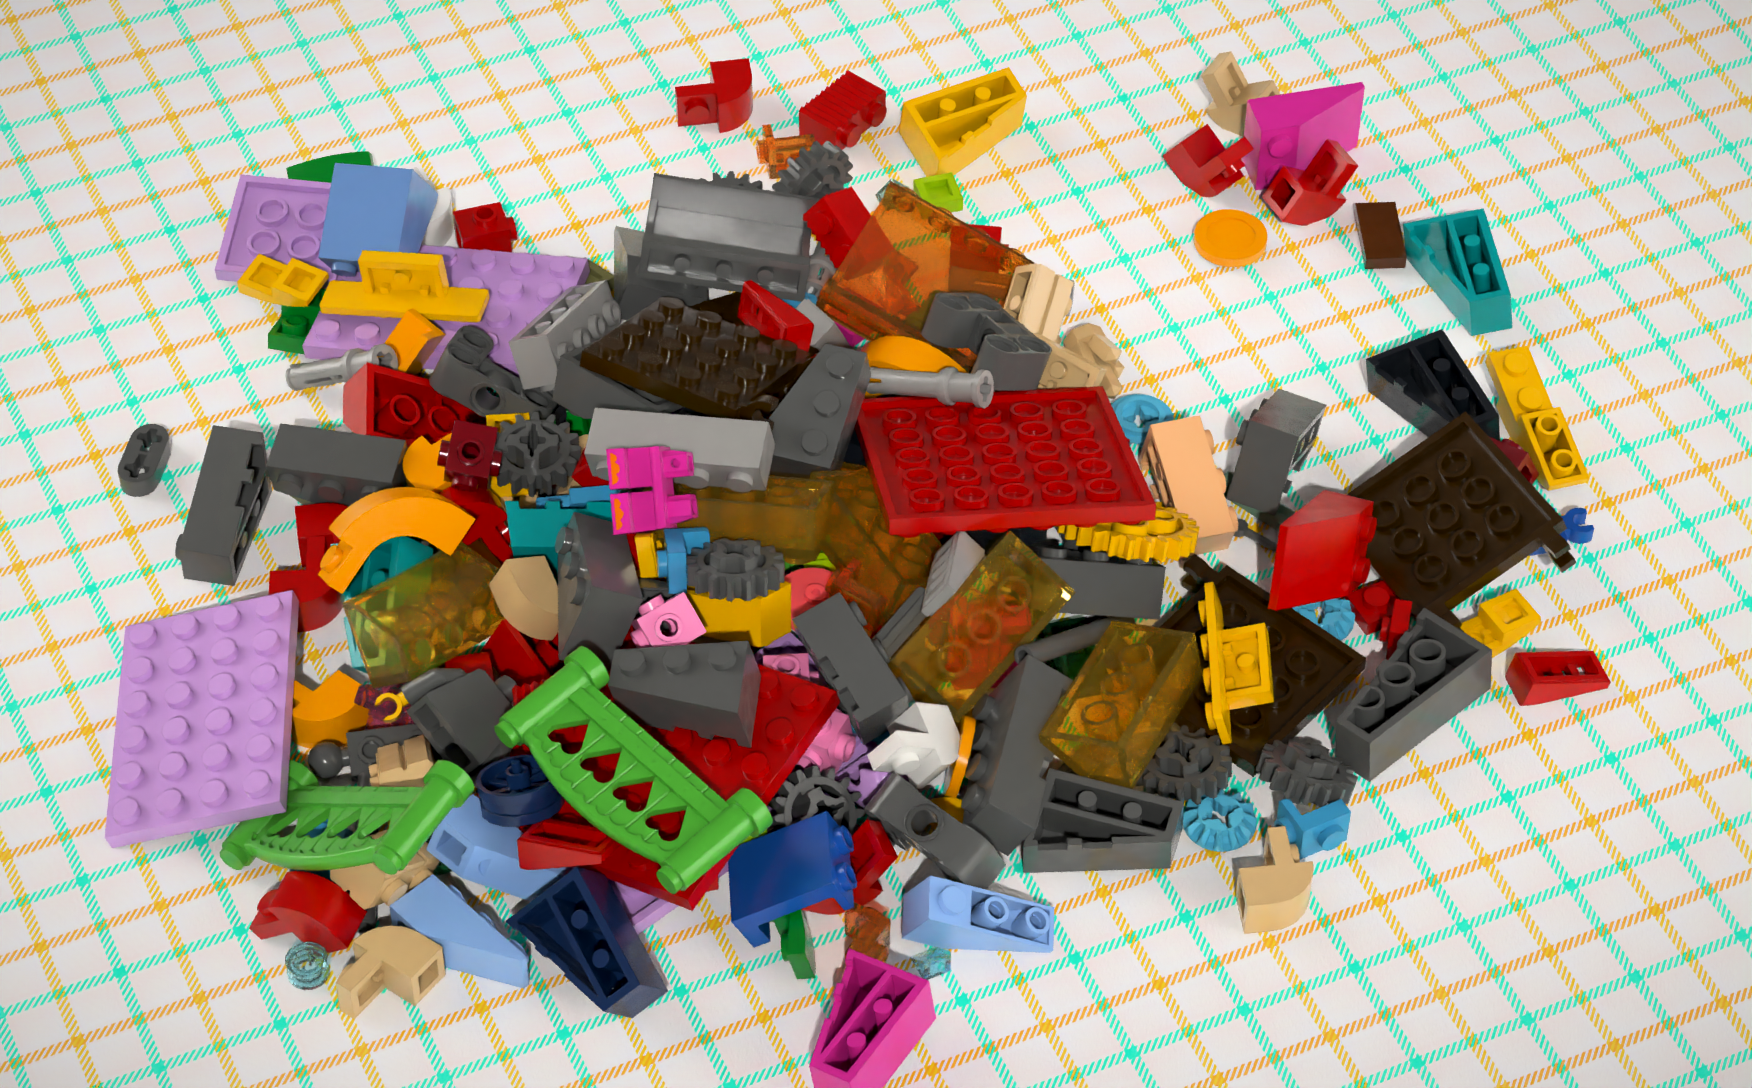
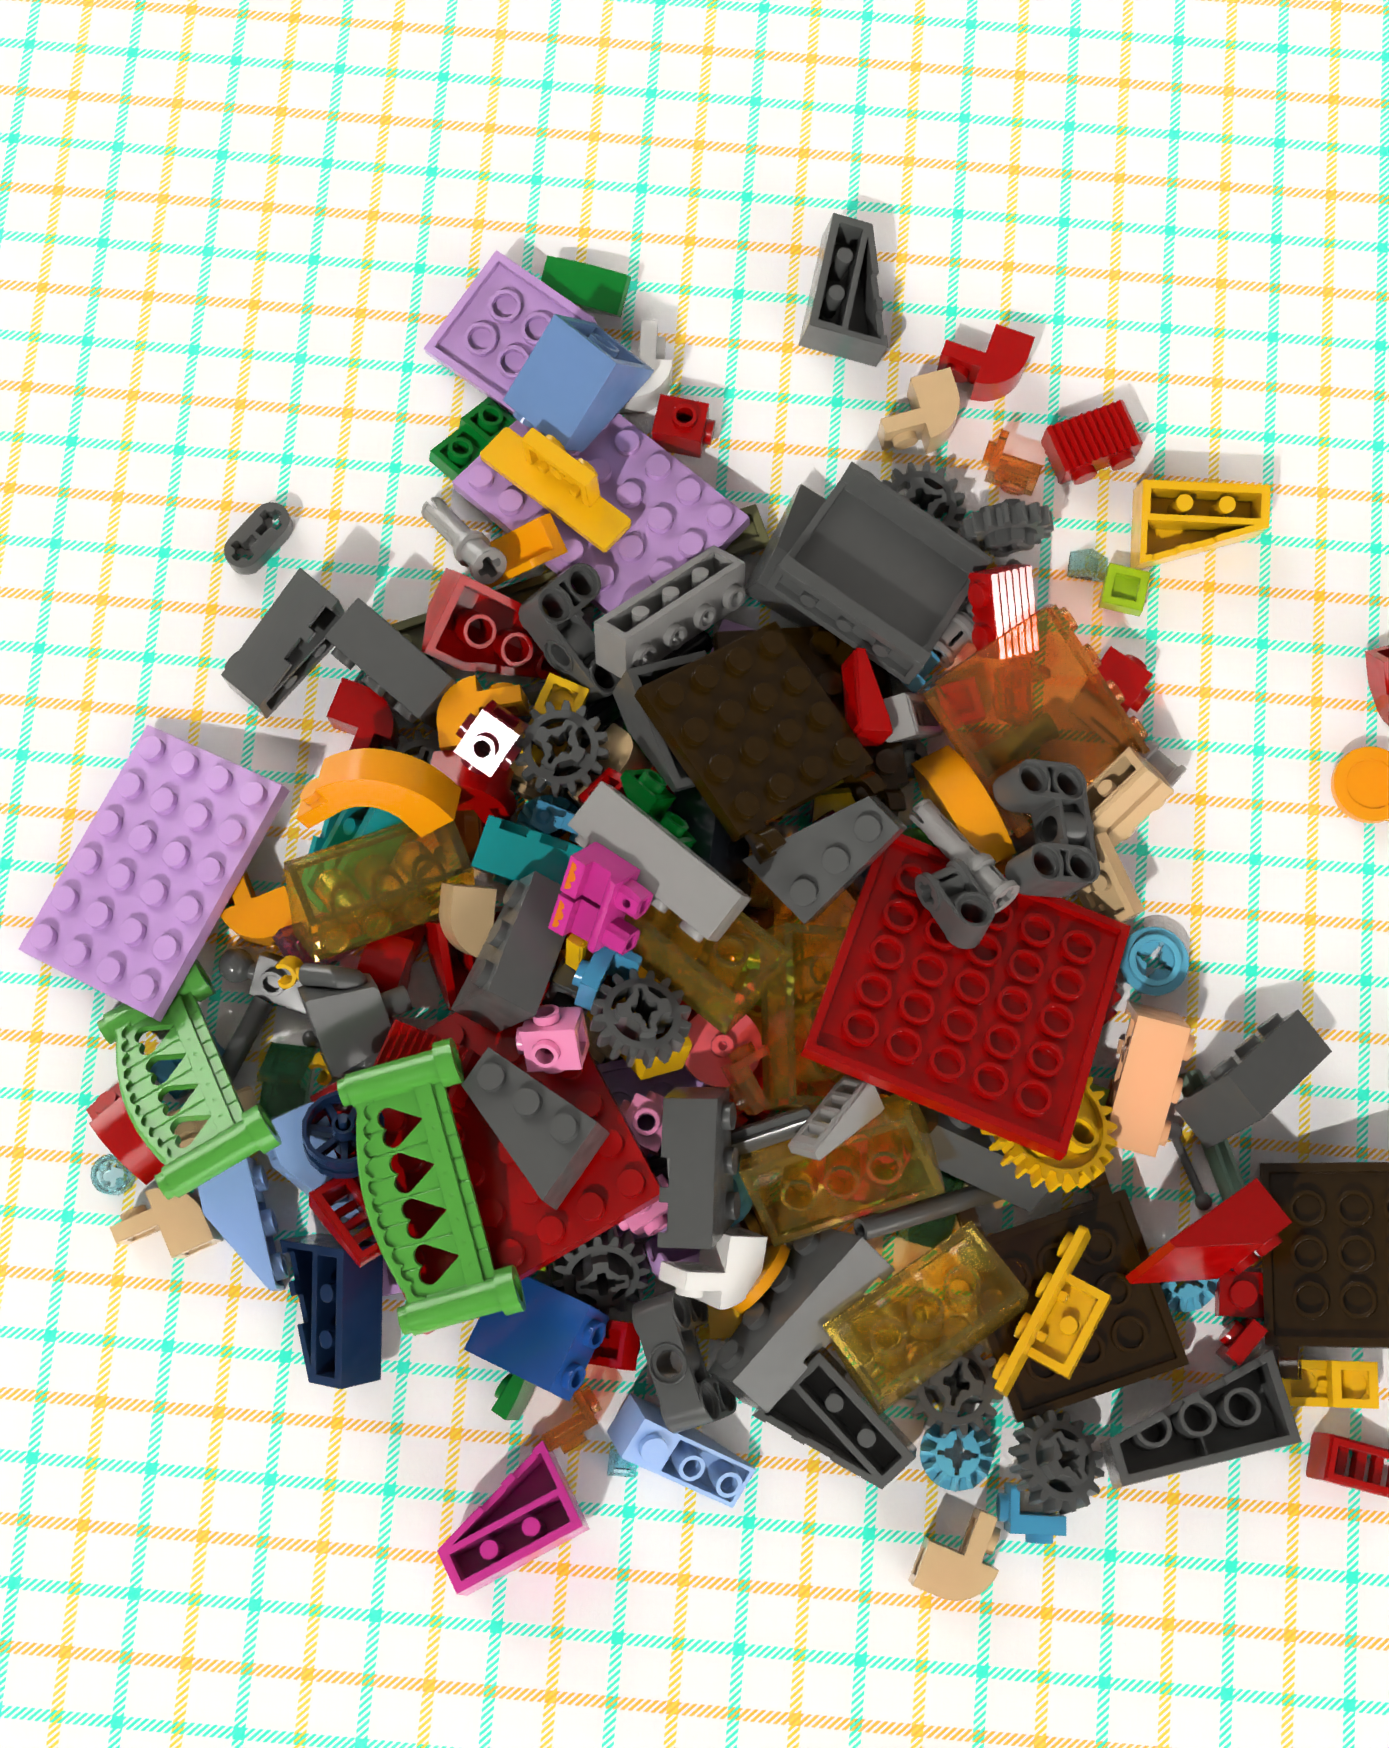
camera: 30 degrees right, 30 degrees up
(282, 283) = (468, 400): yellow slope -> none
(317, 600) = (297, 768): red brick -> none
(402, 764) = (274, 1042): tan brick -> none
(567, 97) = (844, 297): none -> dark grey wedge
(689, 144) = (932, 415): none -> tan brick
(947, 405) = (951, 898): none -> dark grey piece
(1093, 345) = (1152, 873): tan rock -> none

